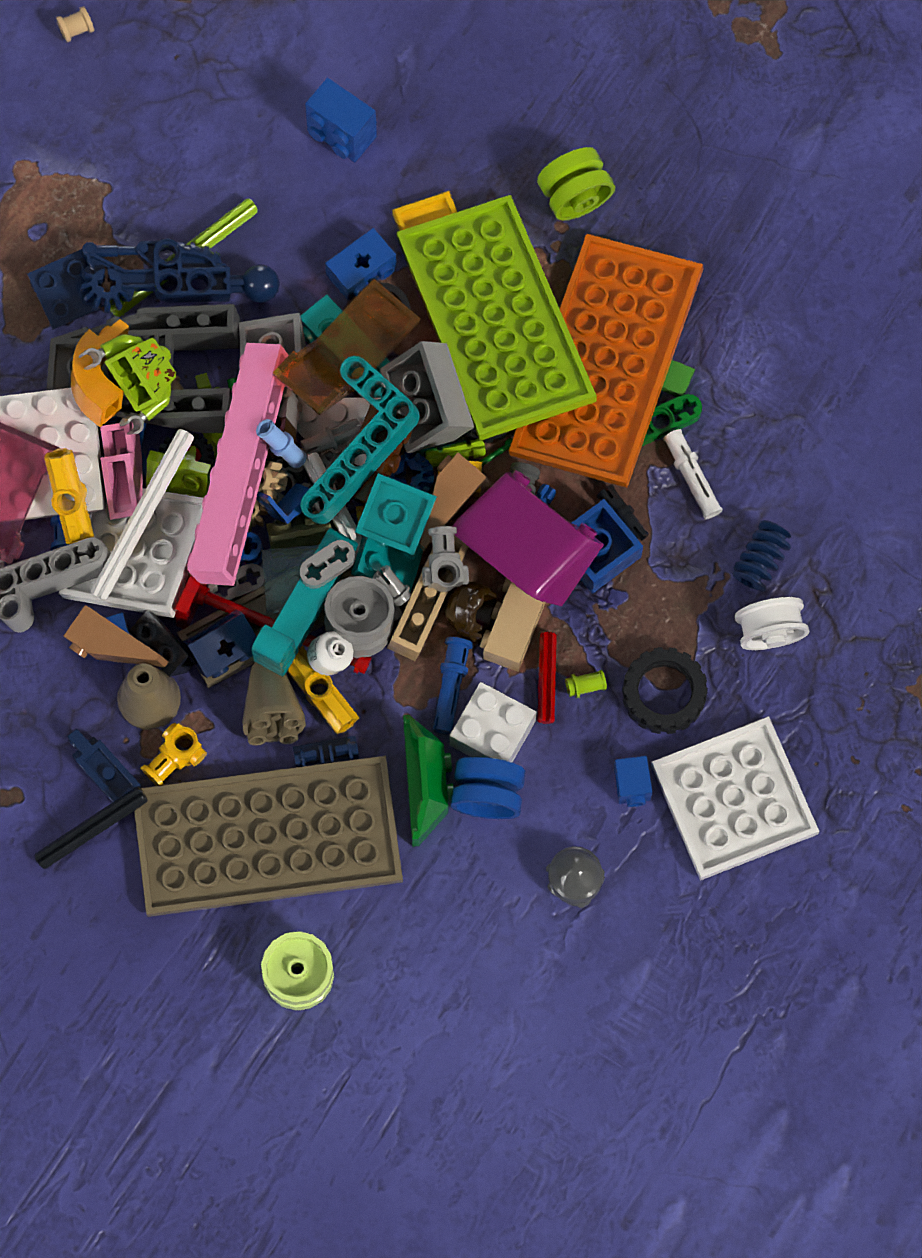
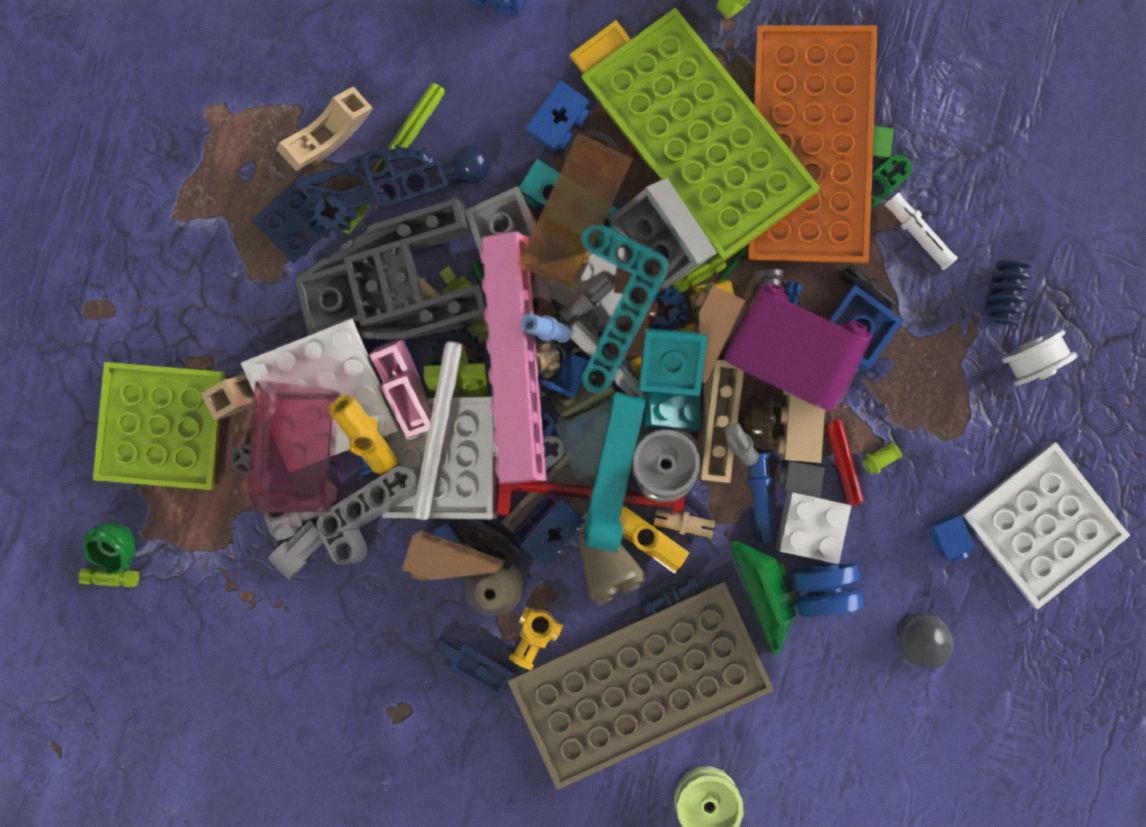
camera: 20 degrees left, 15 degrees up
(91, 388) = (350, 327): light orange arch -> none
(91, 827) = (482, 726): black axle -> none
(131, 214) = (327, 132): none -> tan arch
(140, 371) = (393, 299): lime torso -> none
(329, 653) = (650, 511): white head -> none
(331, 570) = (631, 438): light grey beam -> none
(364, 690) = (684, 523): none -> tan pin
(398, 591) = (692, 430): light grey pin -> none
(441, 616) = (741, 444): none -> light grey axle
(444, 558) = (728, 391): light grey connector -> none
(497, 674) = (801, 478): none -> dark grey brick
(671, 659) = (983, 453): black tyre -> none

